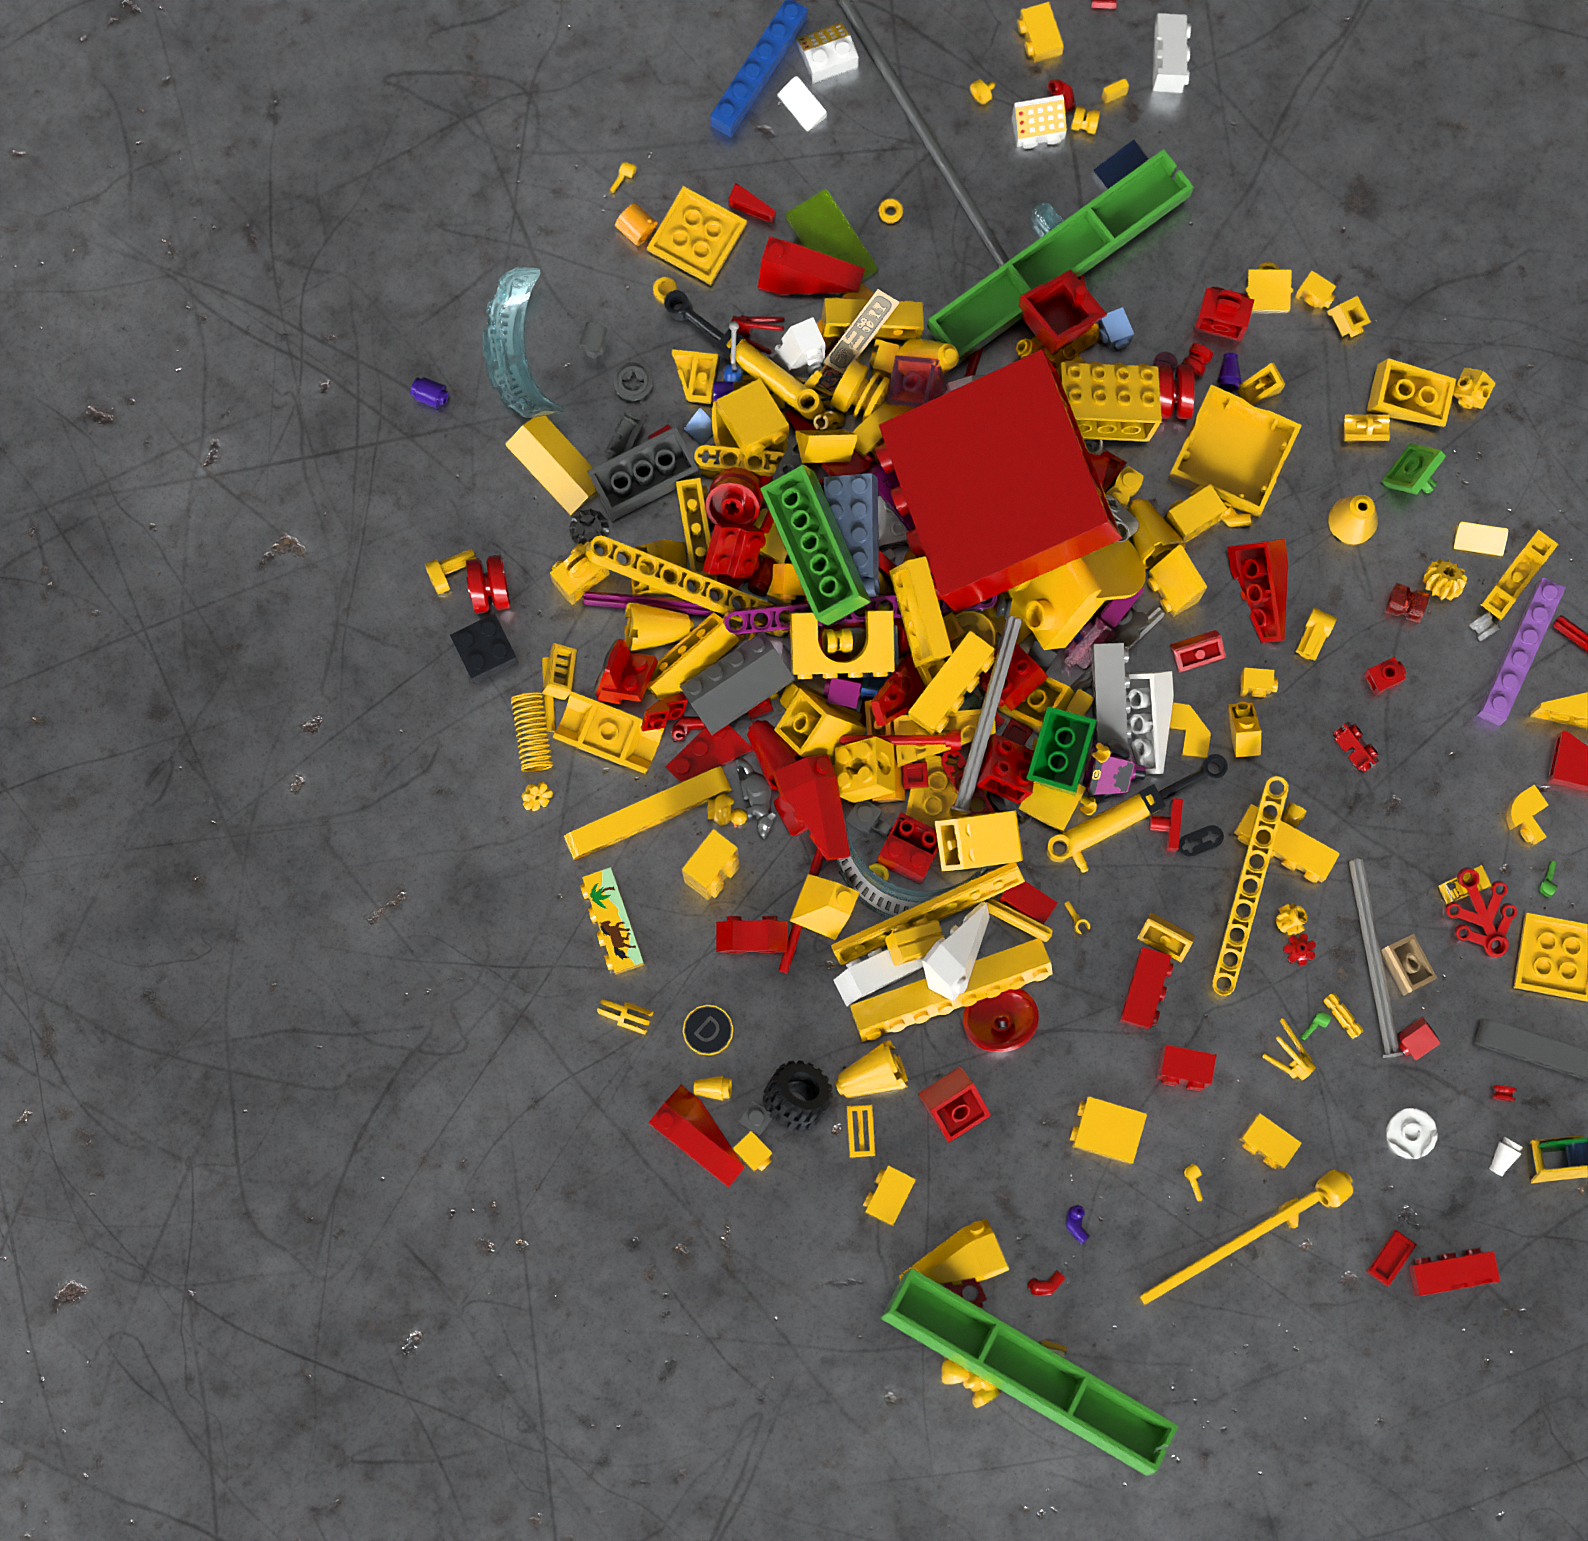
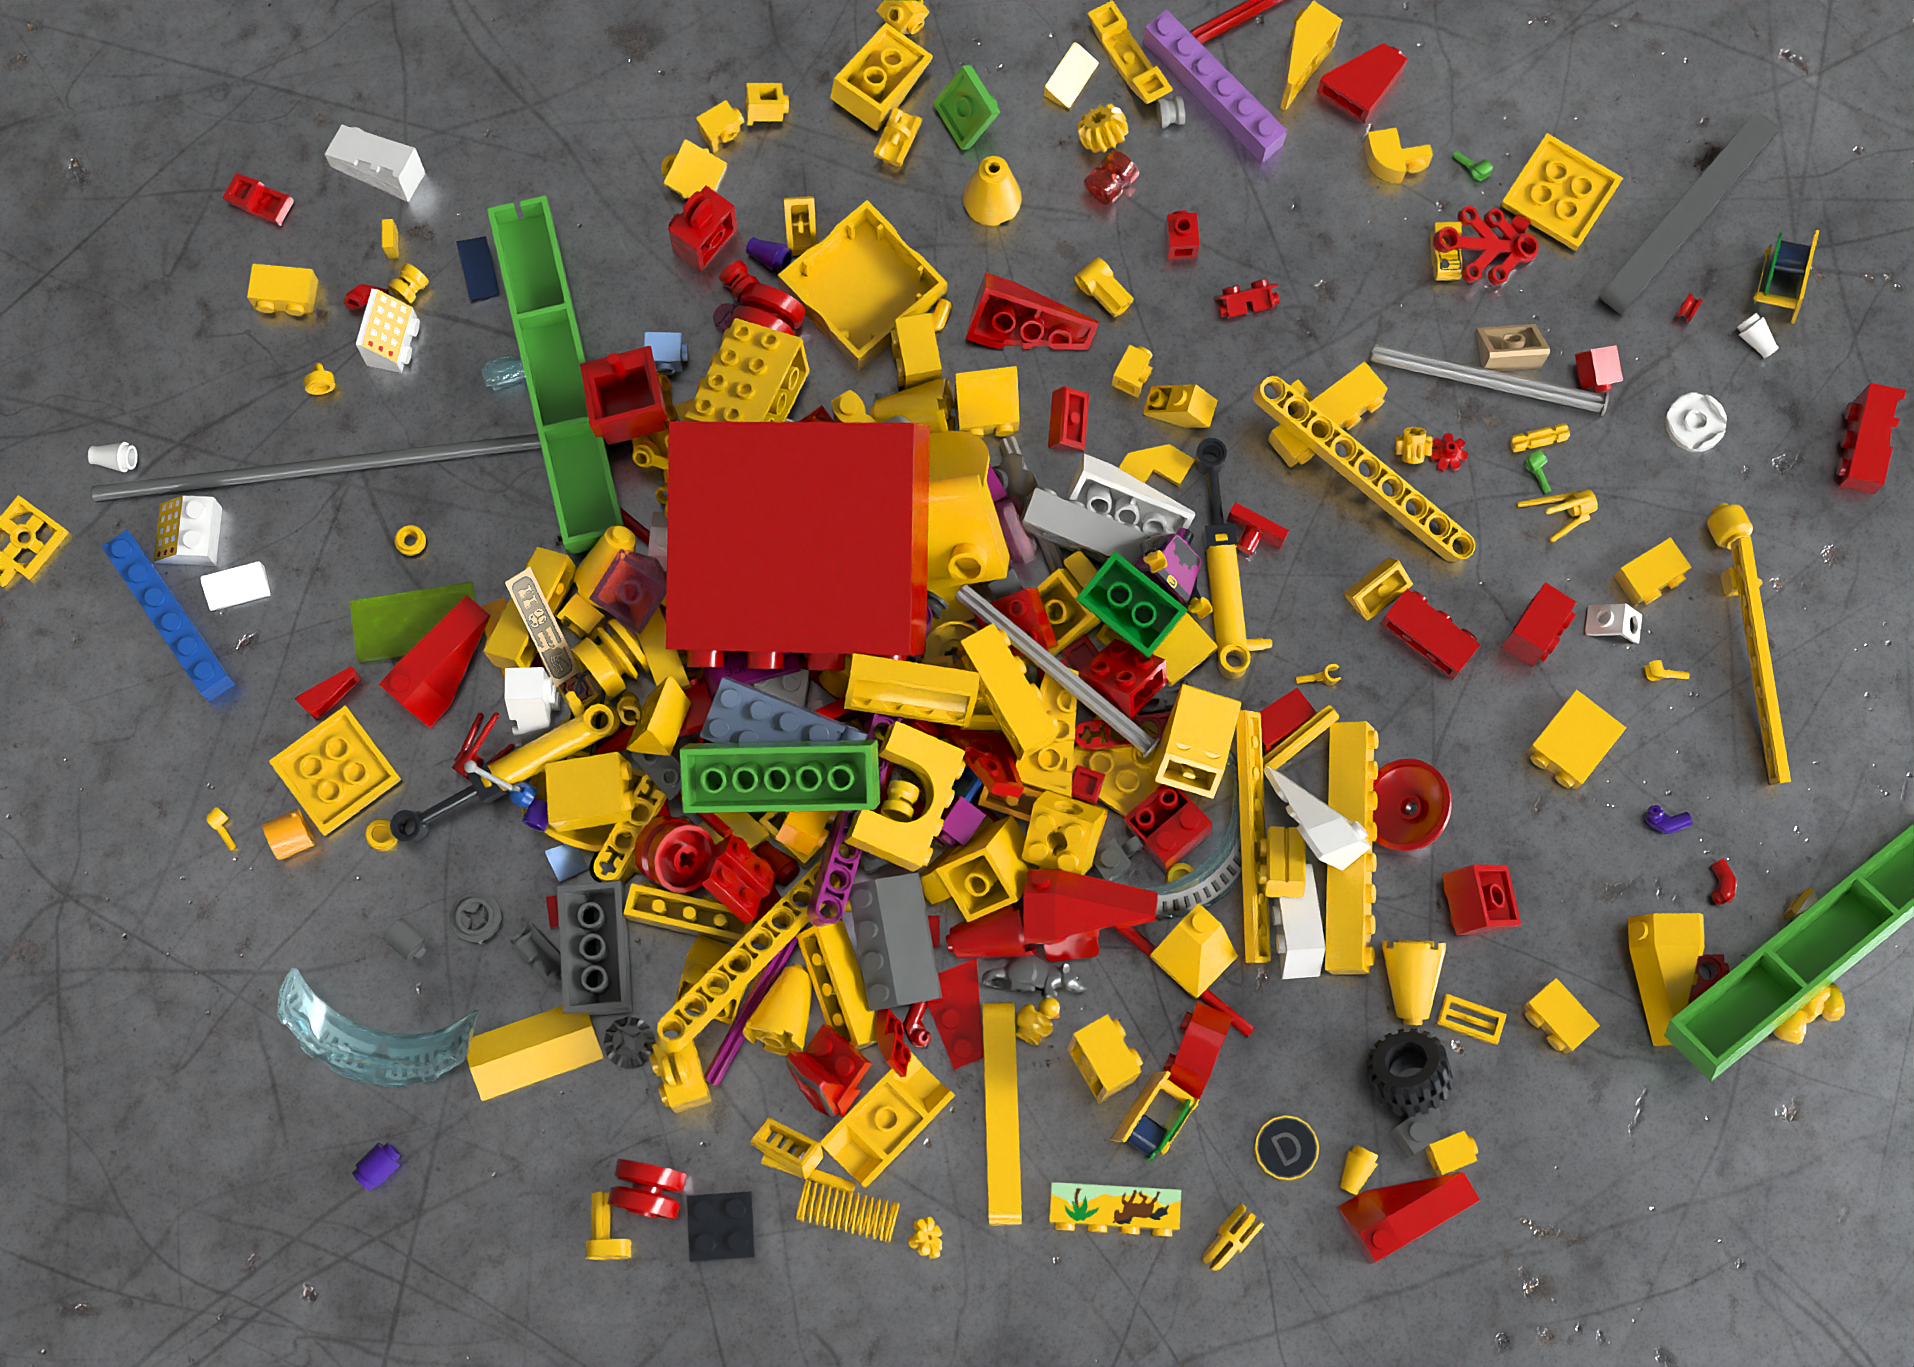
camera: 70 degrees left, 5 degrees down
(674, 921) = (1142, 1130): none -> piece
(697, 374) = (501, 838): yellow wing -> none
(950, 739) = (1068, 722): red piece -> none
(1198, 835) = (1293, 505): black beam -> none
(1217, 1125) = (1613, 620): none -> white bracket
(1391, 1258) = (1825, 499): red tile -> none
(1513, 934) = (1520, 224): none -> red hand

